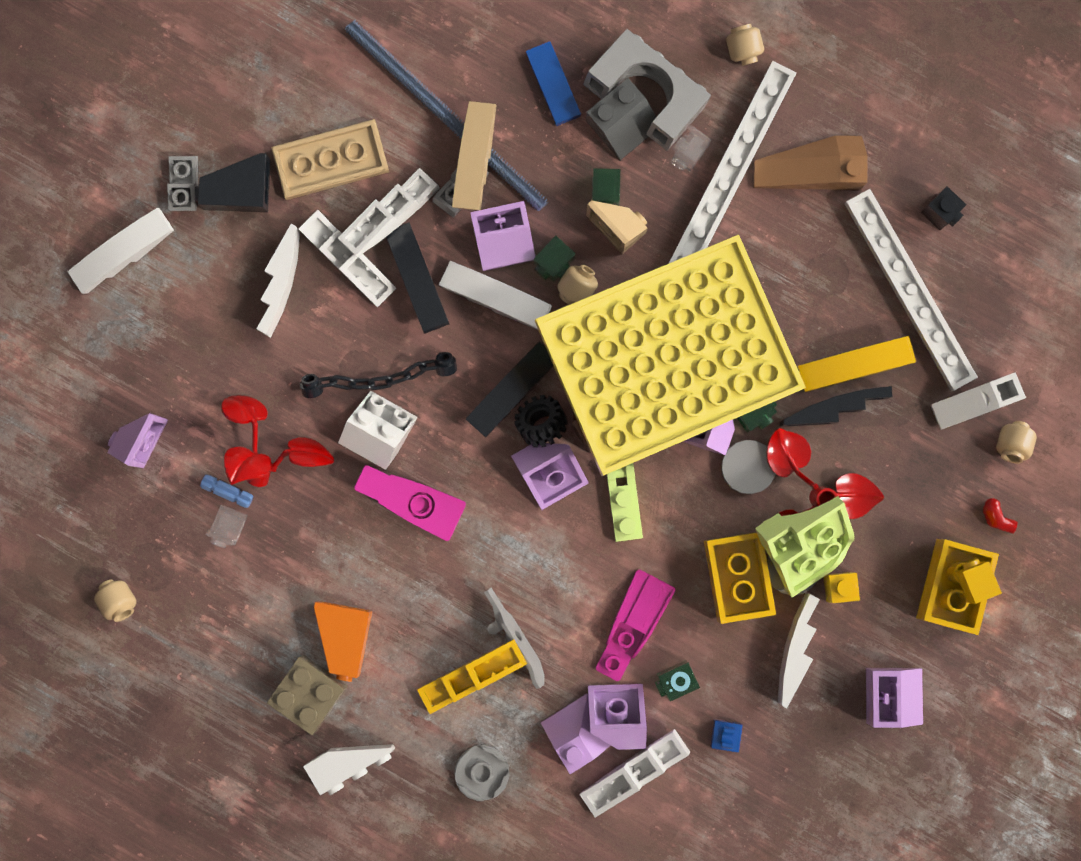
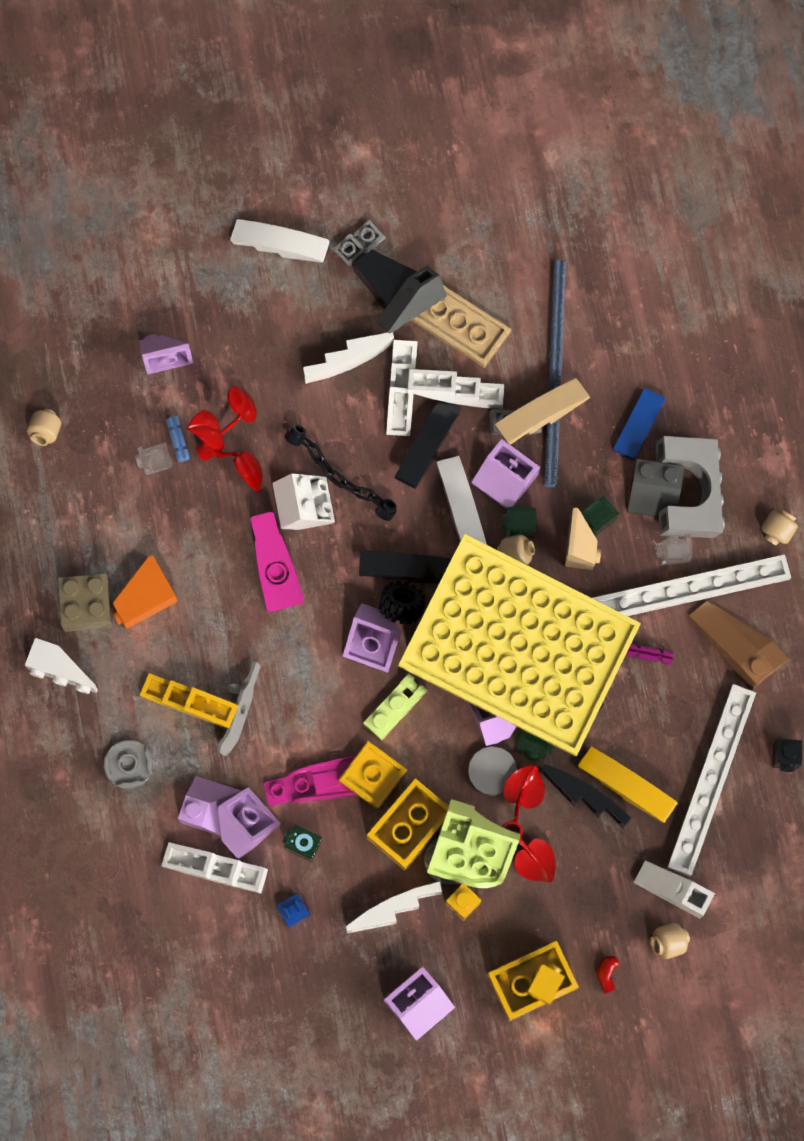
camera: 45 degrees right, 10 degrees down
(276, 178) = (414, 297): none -> dark grey slope
(667, 571) = (372, 775): none -> yellow plate
(764, 244) = (650, 653): none -> magenta axle

